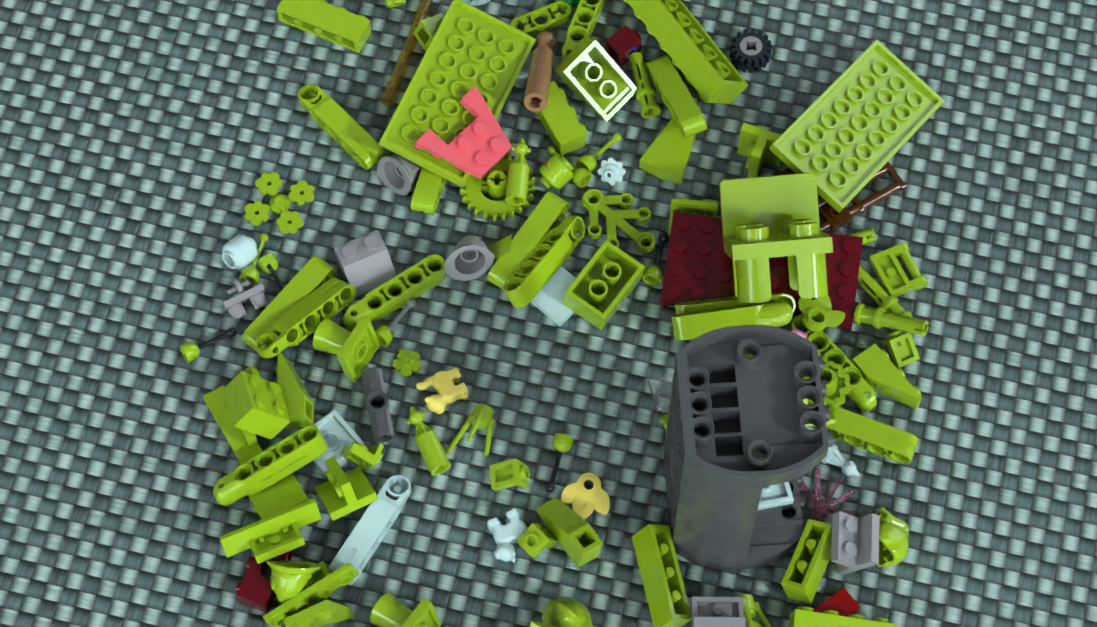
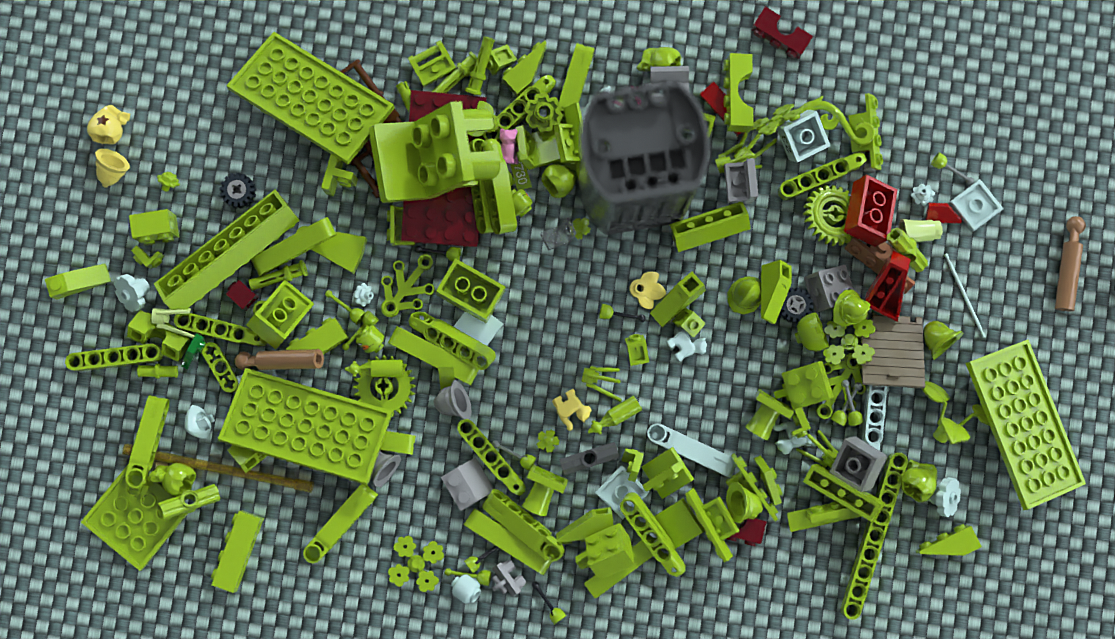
camera: 95 degrees left, 20 degrees up
(477, 146) = (355, 402): coral wing -> none

